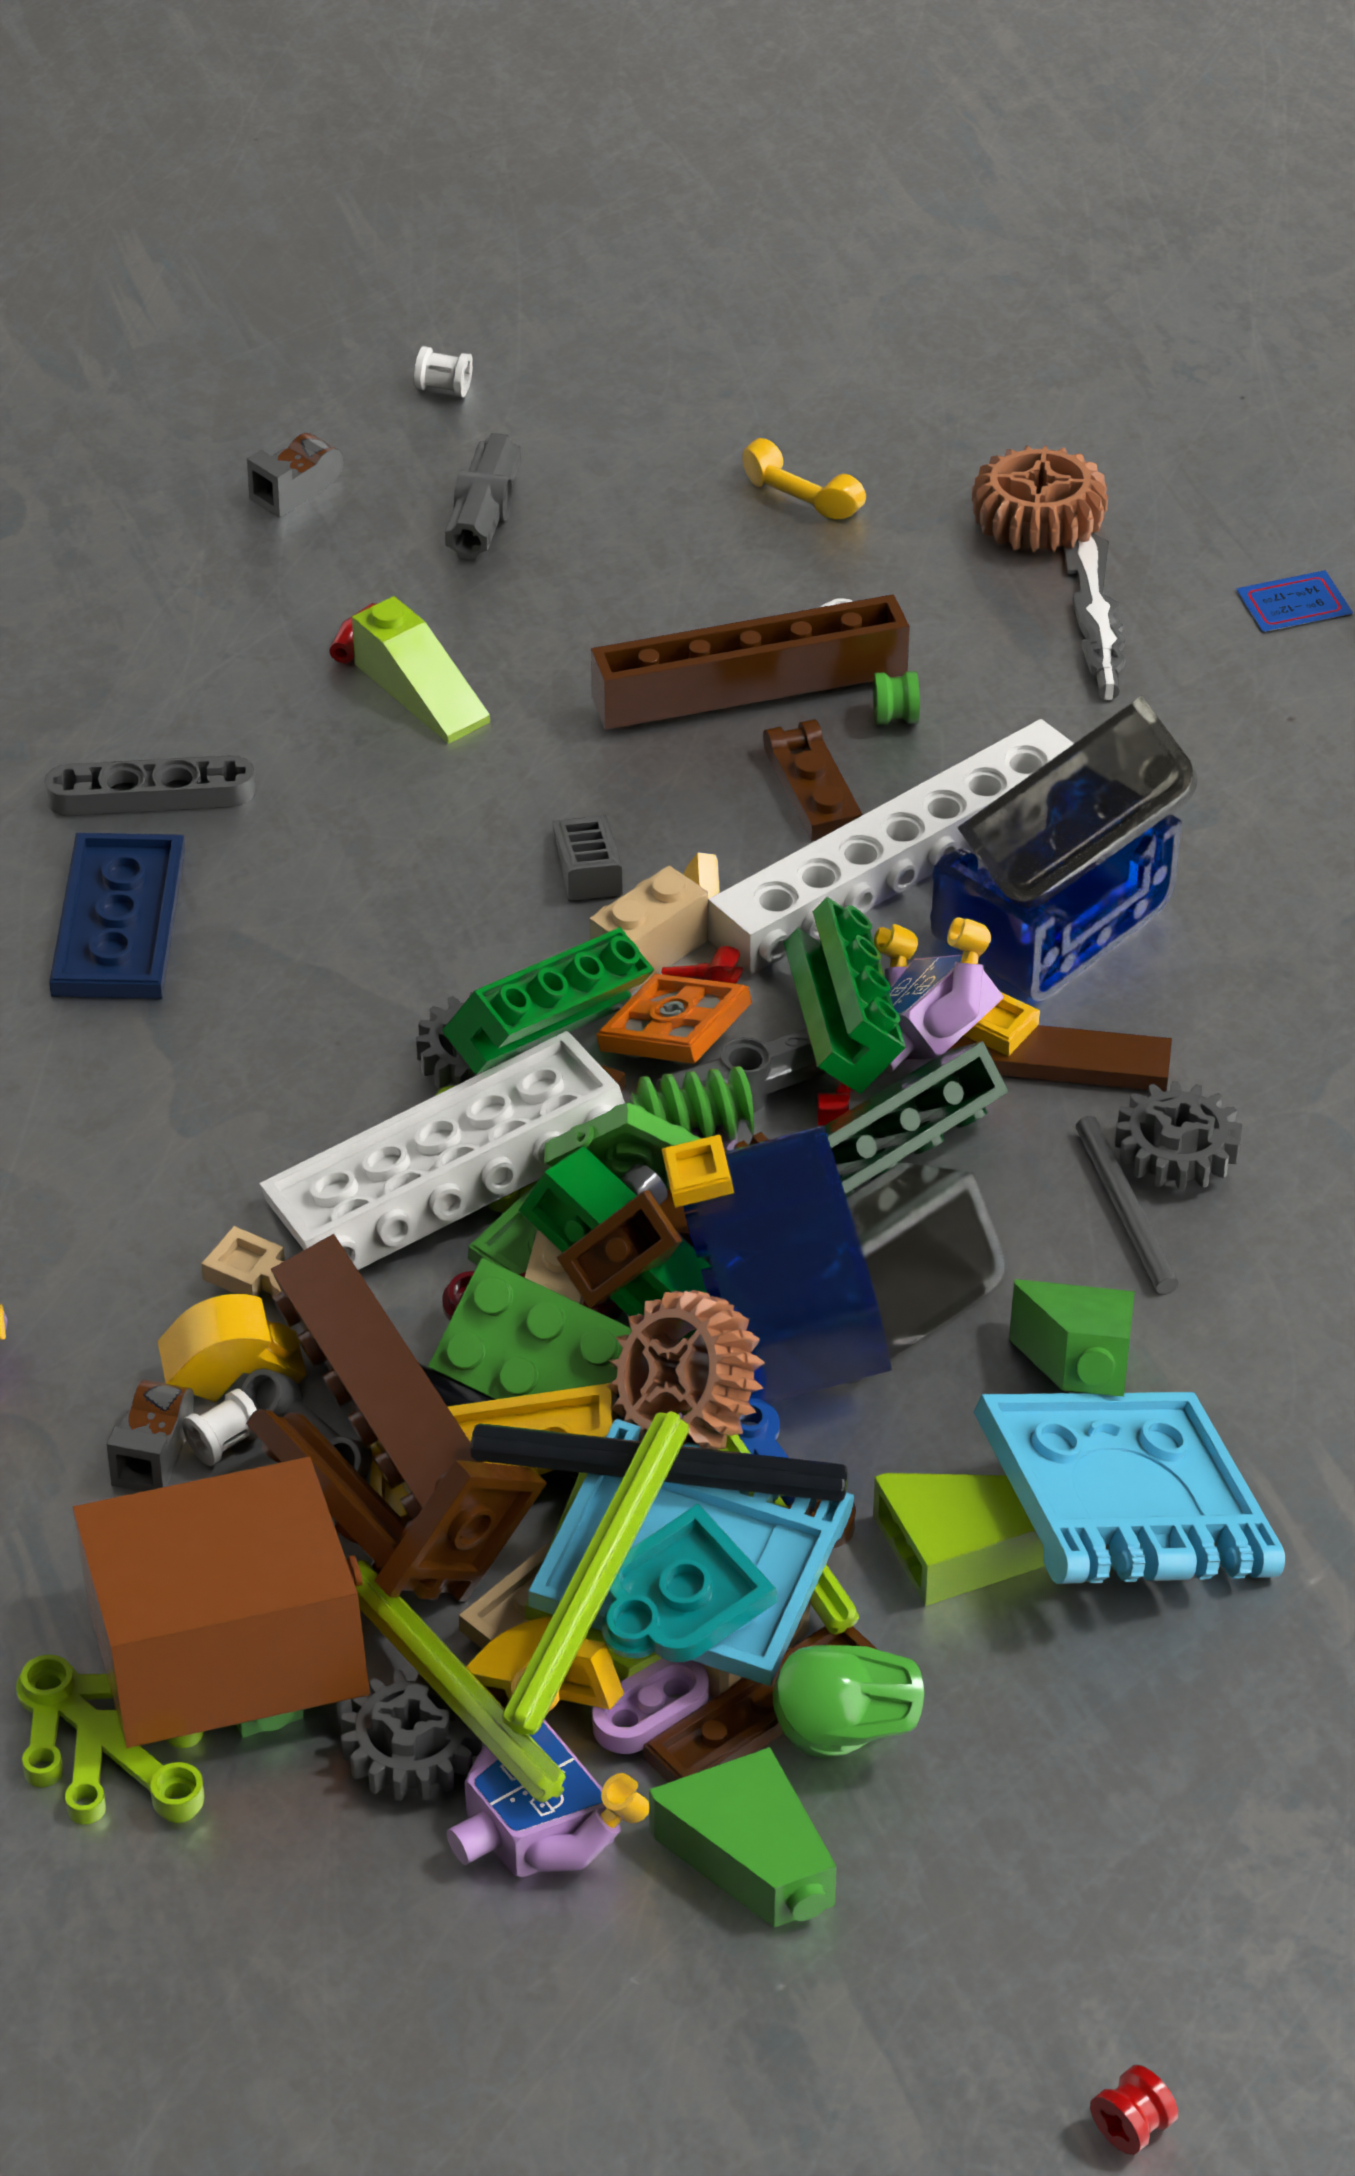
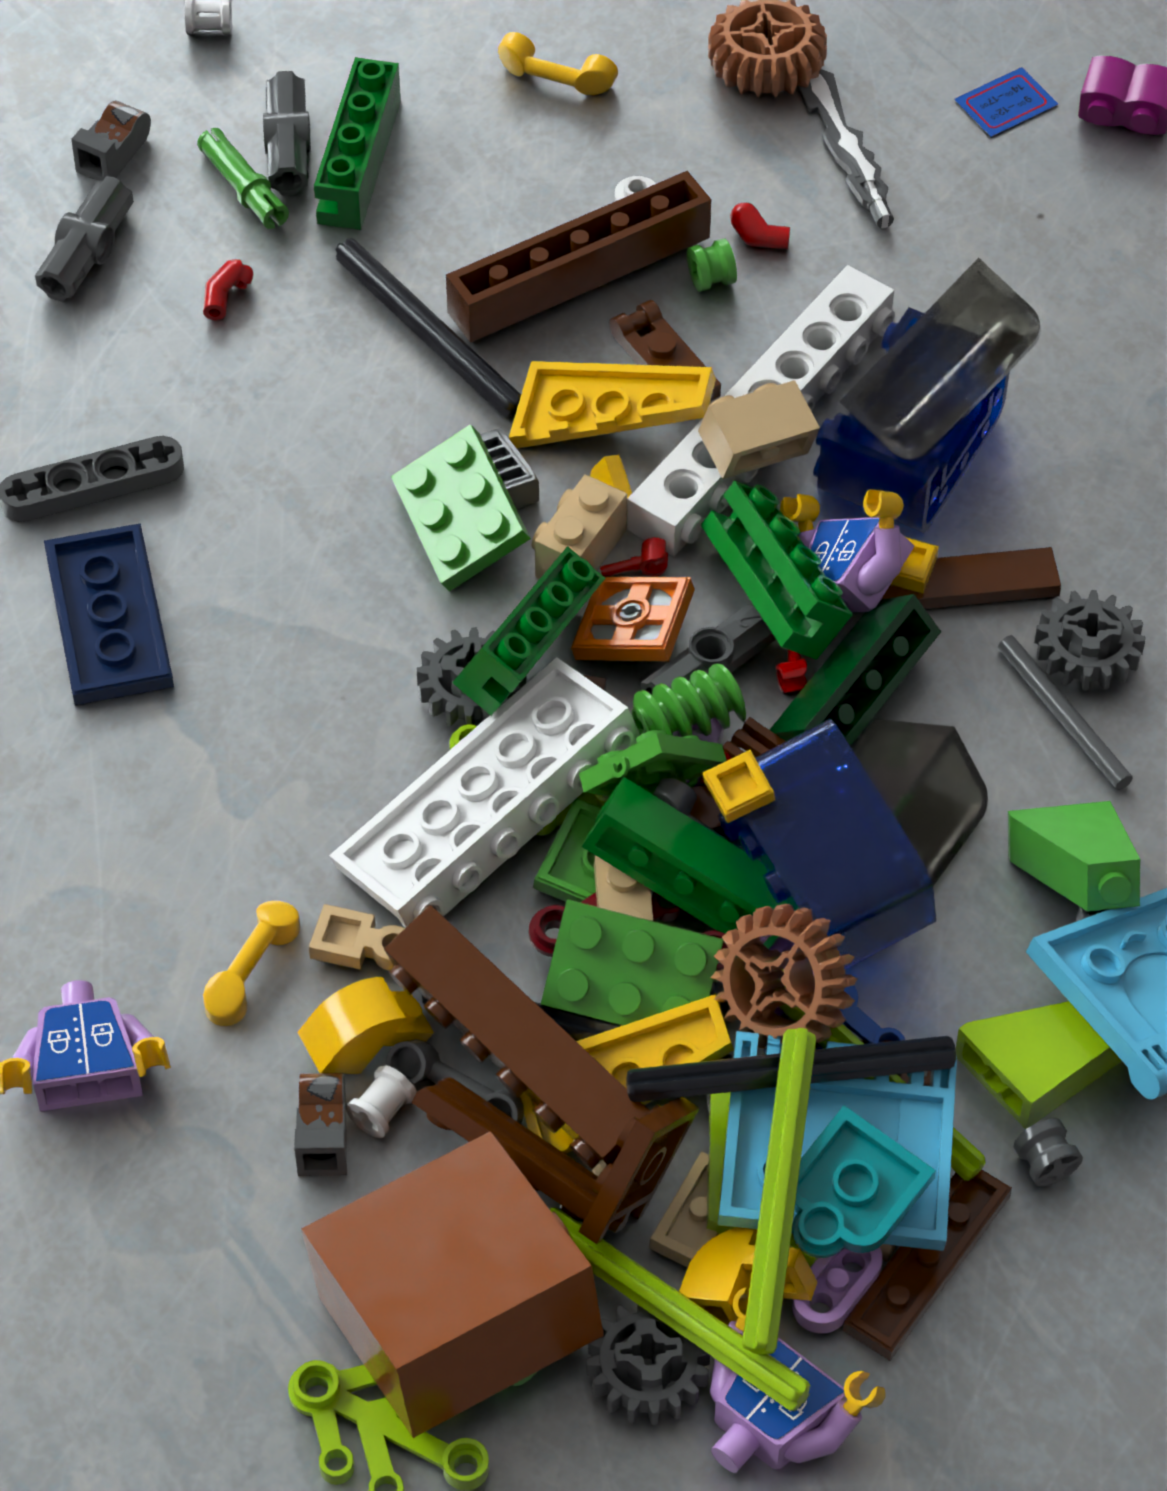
camera: 15 degrees left, 10 degrees up
(98, 1292) = (225, 991): none -> yellow bar
(229, 558) = (84, 238): none -> dark grey piece
(415, 669) = (289, 318): lime slope -> none
(424, 541) = (251, 187): none -> bright green pin
(528, 879) = (460, 507): none -> plate
(553, 516) = (357, 143): none -> green brick
(566, 708) = (428, 327): none -> black axle
(620, 1249) = (692, 872): reddish brown slope -> none
(726, 802) = (597, 399): none -> yellow wing
(747, 1837) = (966, 1391): bright green slope -> none
(845, 1697) = (1010, 1245): bright green helmet -> none
(871, 850) = (758, 428): none -> tan brick
(934, 1625) = (1048, 1152): none -> dark grey wheel
(959, 677) = (755, 230): none -> red arm

